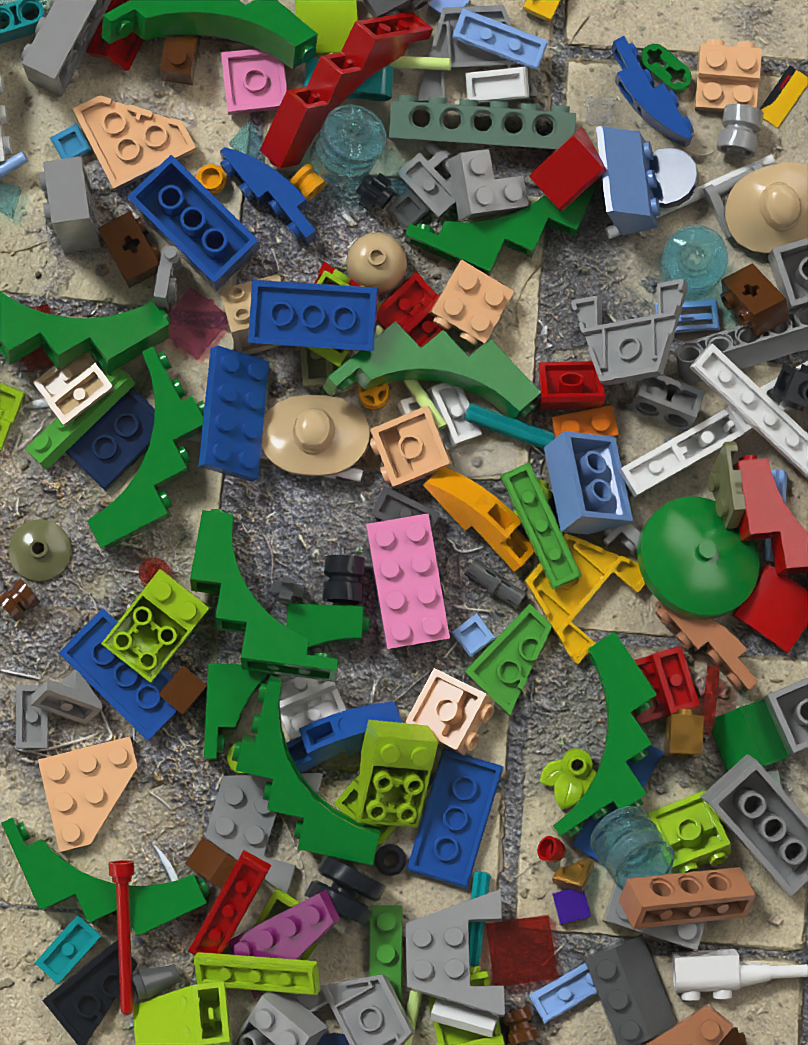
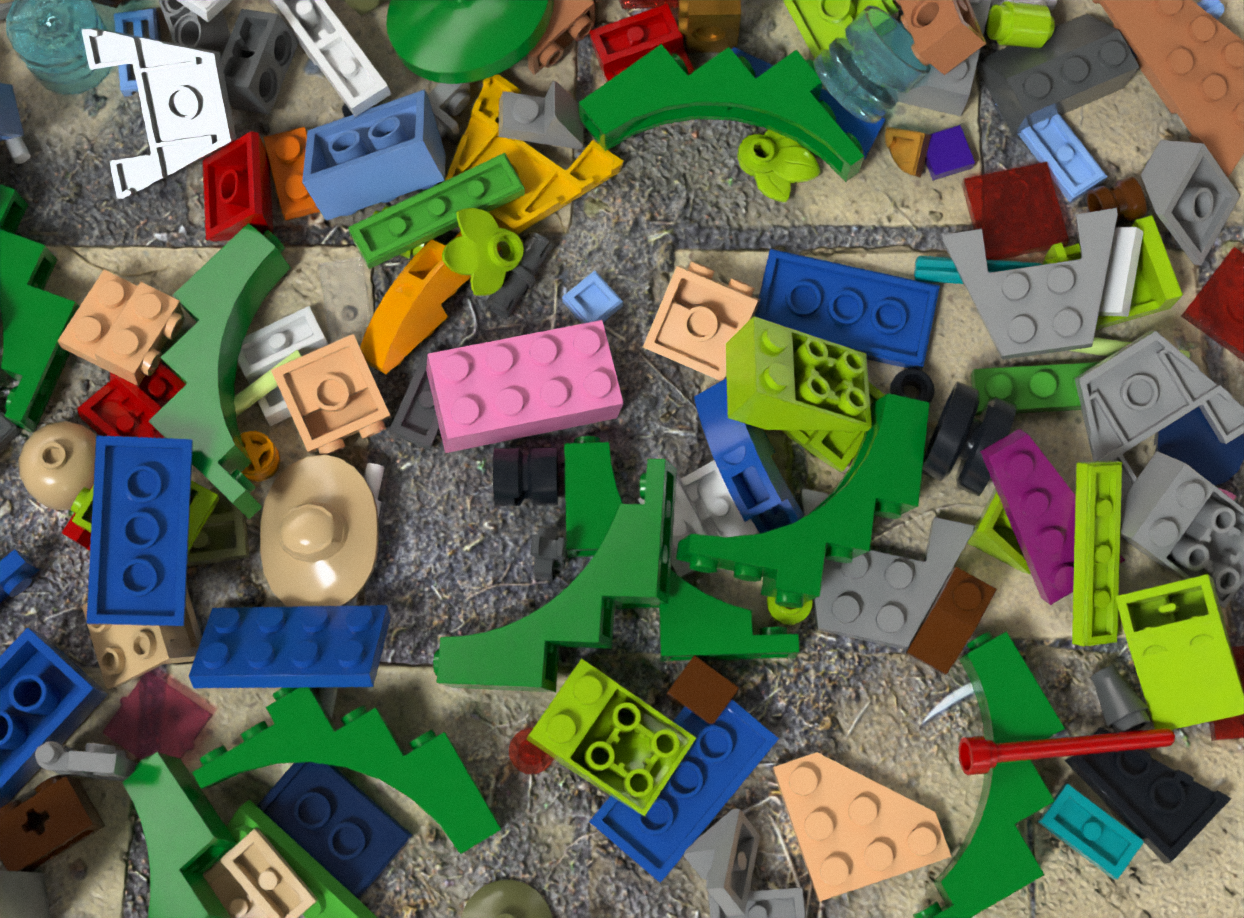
camera: 90 degrees left, 5 degrees down
(230, 905) = (1007, 594): red tile -> none
(505, 551) = (477, 252): none -> lime plate
(508, 426) = (297, 269): teal axle -> none
(509, 659) = (625, 253): bright green wing -> none
(551, 849) = (877, 186): red hinge -> none
(612, 605) = (540, 119): none -> light grey slope
(659, 965) = (1020, 24): none -> lime brick

